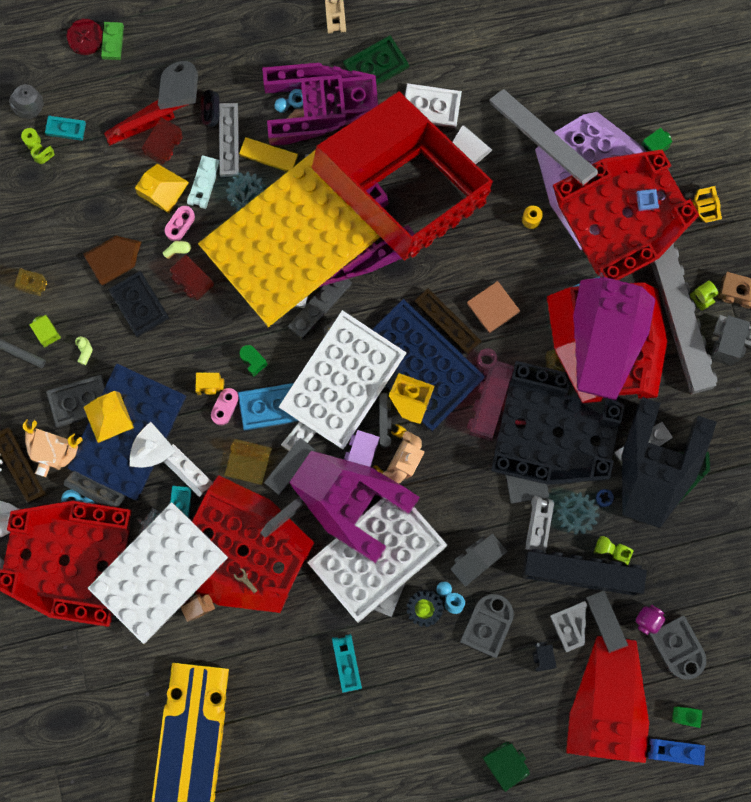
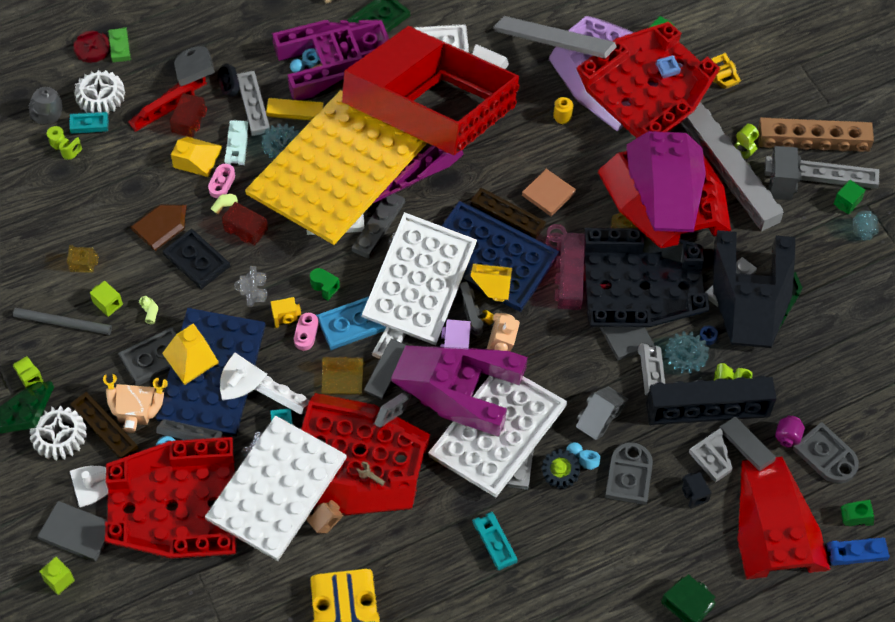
camera: 15 degrees left, 20 degrees down
(68, 91) = (99, 92): none -> white gear
(186, 340) = (248, 286): none -> clear hips

